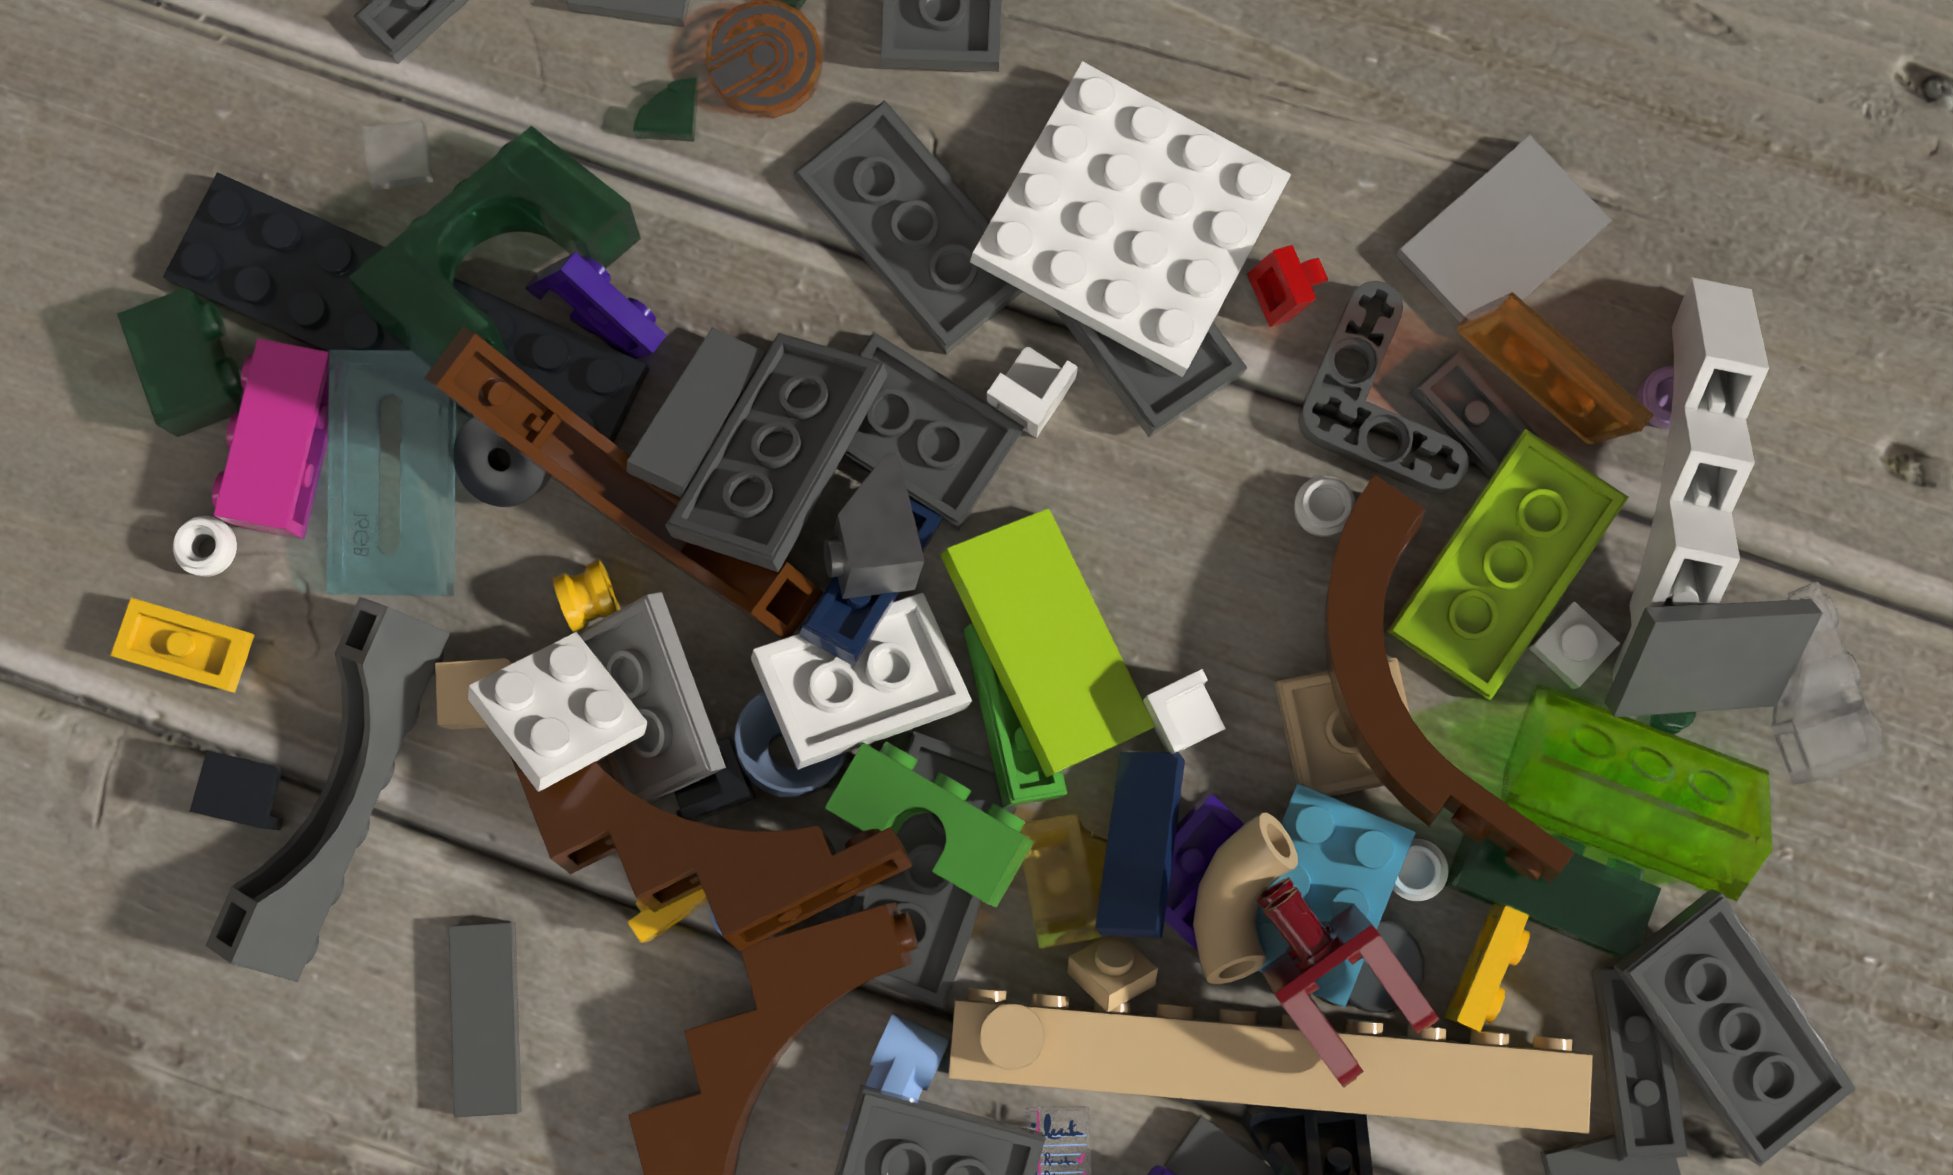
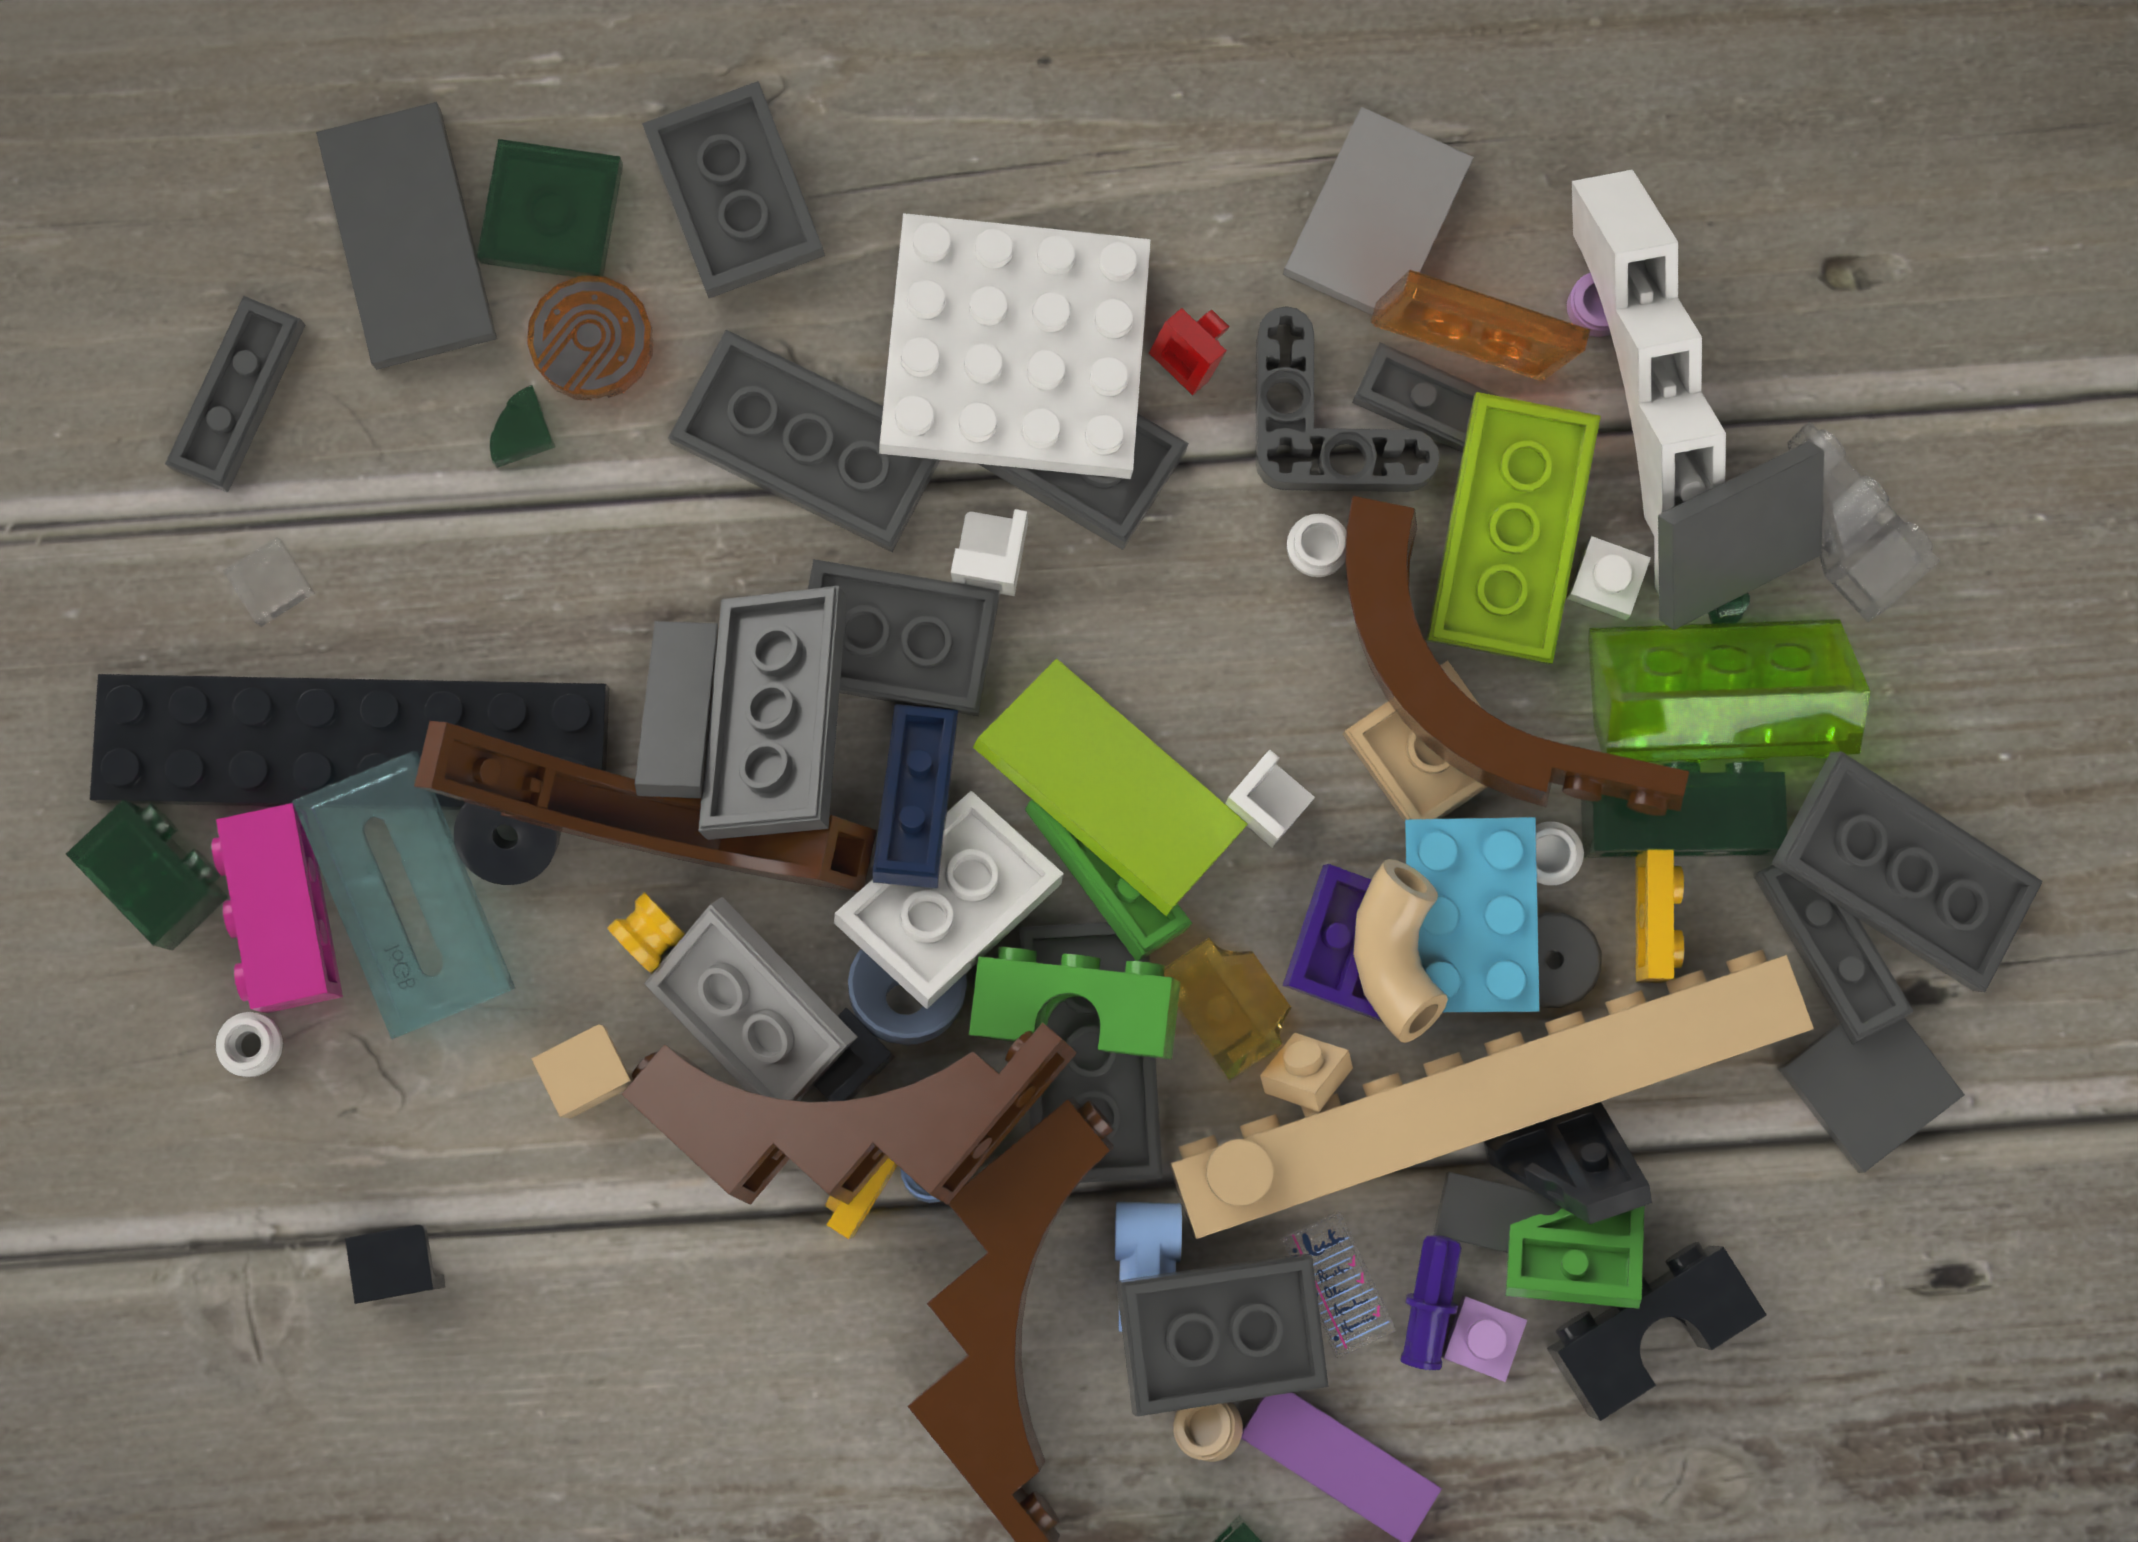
camera: 25 degrees left, 0 degrees up
(182, 645) = (271, 1149): yellow plate -> none
(278, 910) = (484, 1357): dark grey arch -> none
(485, 1020) = (726, 1380): dark grey tile -> none
(521, 189) = (412, 563): clear green arch -> none
(557, 711) = (671, 1052): white plate -> none
(599, 306) = (536, 646): dark purple wing -> none
(876, 536) = (906, 755): flat silver slope -> none
(1140, 845) = (1282, 940): dark blue tile -> none
(1317, 949) = (1490, 964): dark red piece -> none

